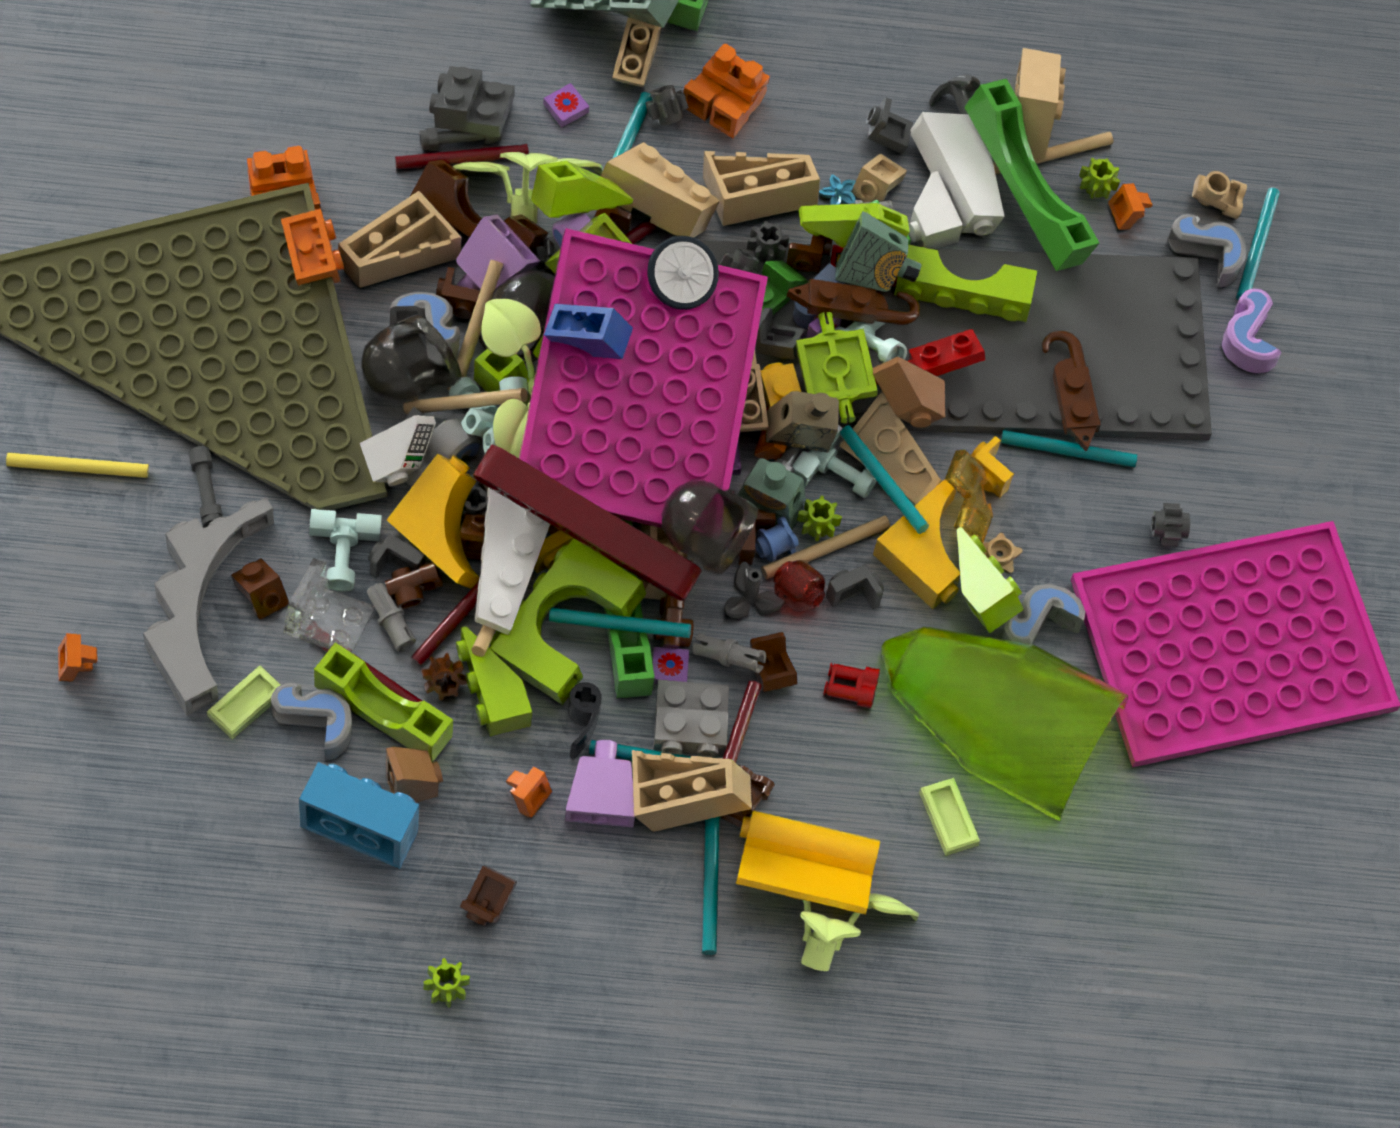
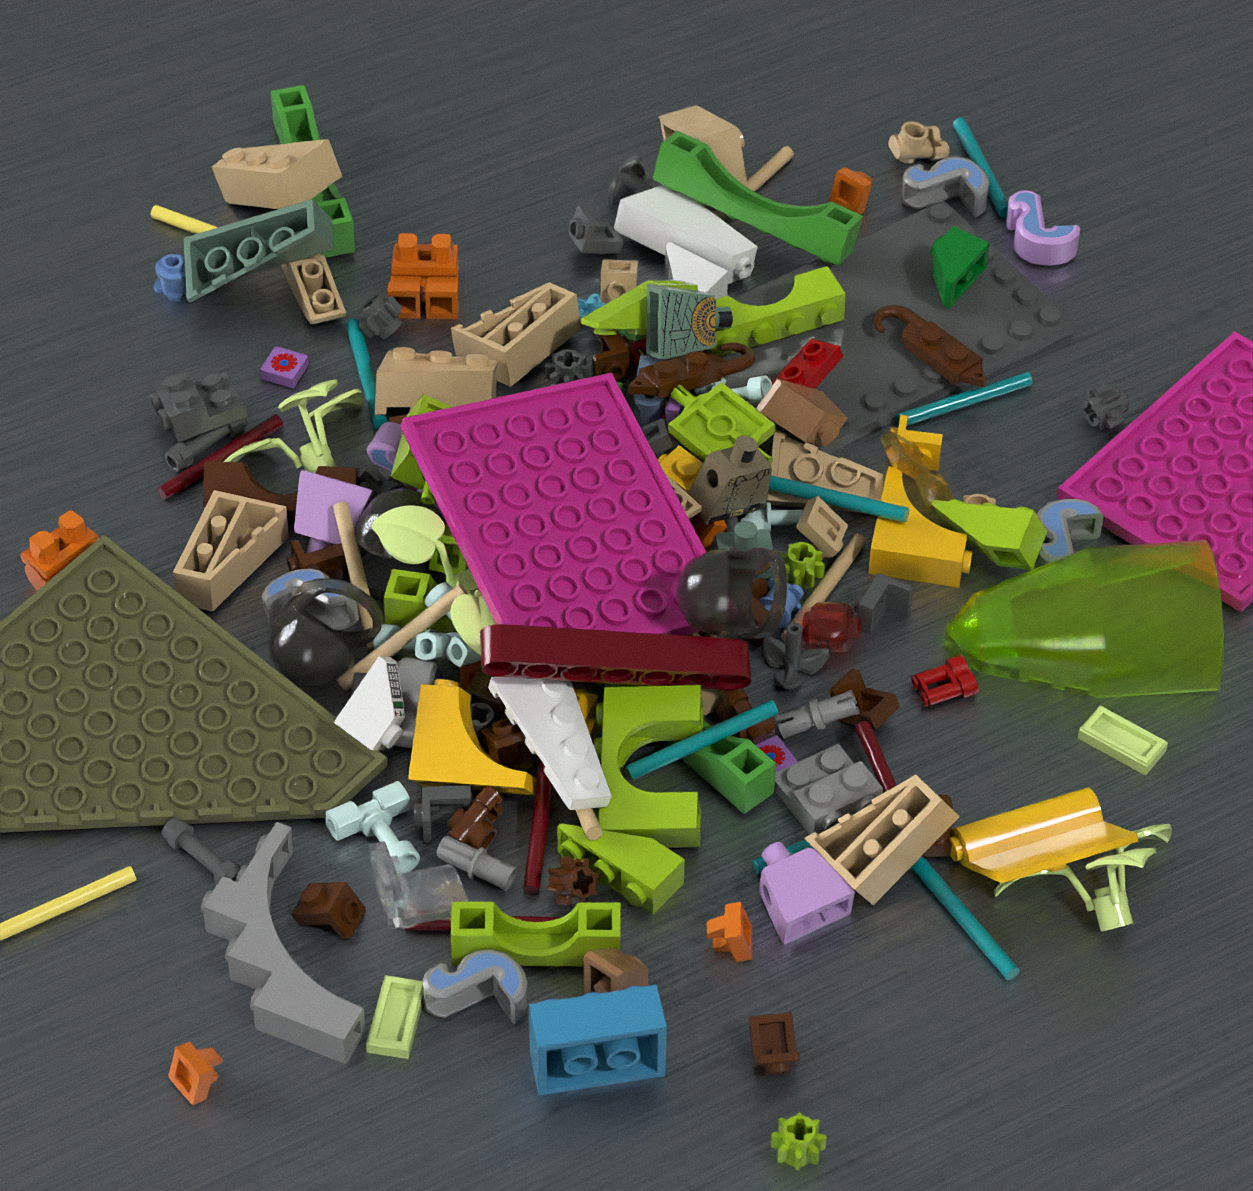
camera: 25 degrees left, 15 degrees down
(311, 248) = (152, 583): orange bracket -> none
(570, 189) = (368, 402): lime slope -> none
(582, 715) = (727, 836): black panel -> none
(590, 328) = (495, 485): blue arch -> none
(682, 272) = (538, 401): white wheel -> none
(855, 498) = (822, 527): none -> tan bracket
(1099, 178) = (808, 182): lime gear -> none
(1151, 328) = (957, 263): none -> green slope

